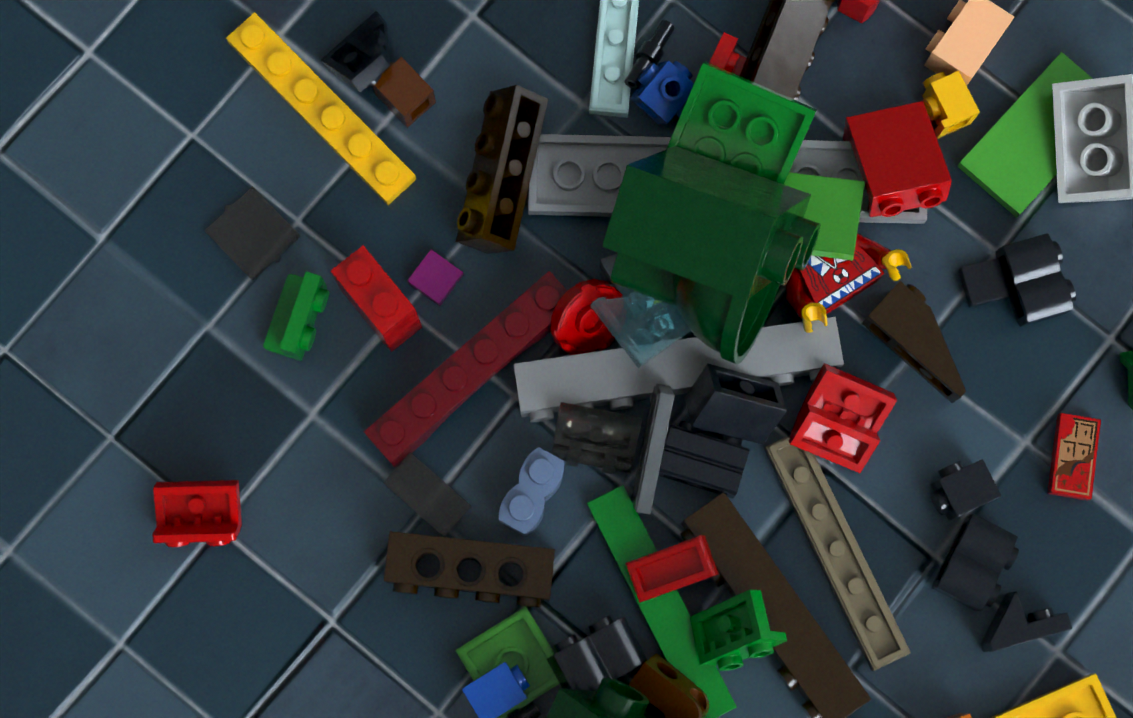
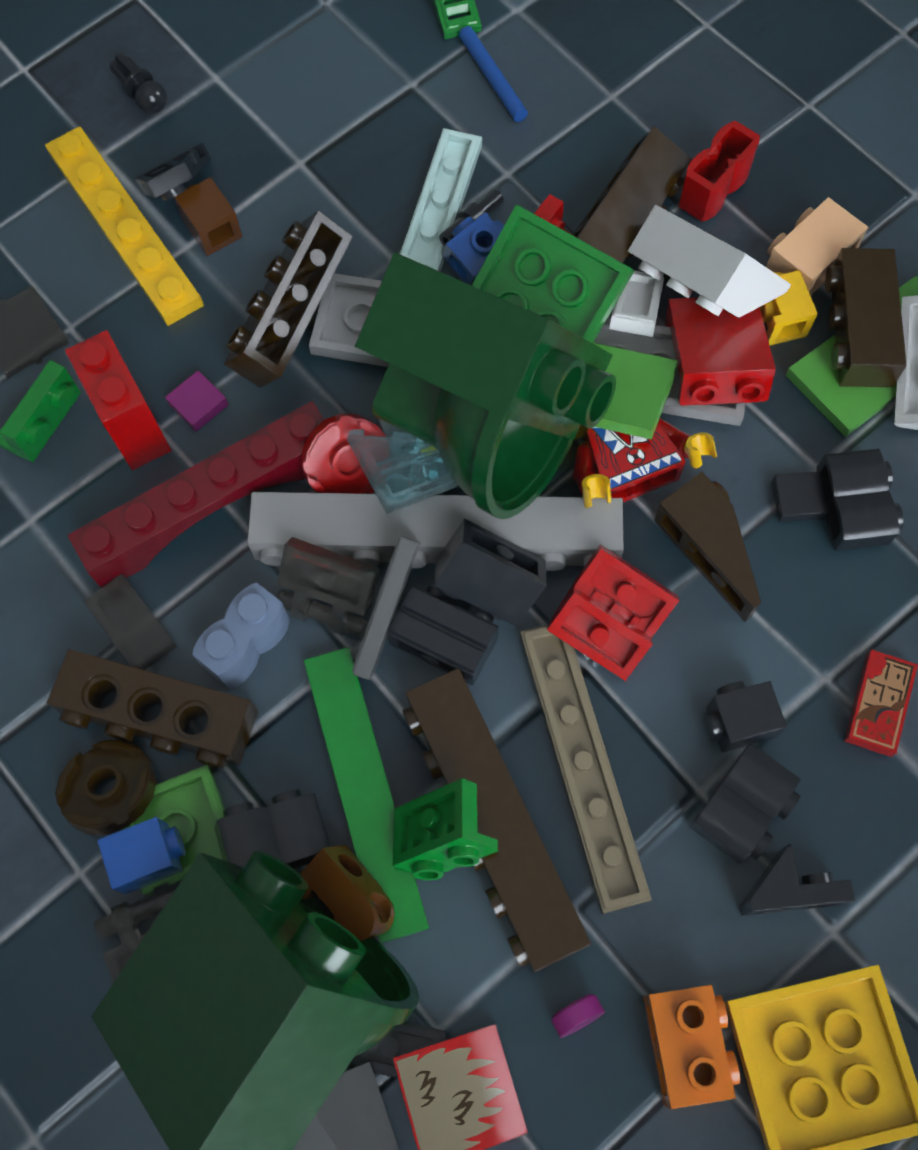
camera: 15 degrees right, 10 degrees down
(456, 661) = (120, 805): none -> dark brown tile
(672, 568) = (381, 745): red tile -> none
(823, 130) = (638, 305): none -> white tile
(874, 83) = (704, 265): none -> white slope
(1022, 107) = (866, 318): none -> dark brown brick

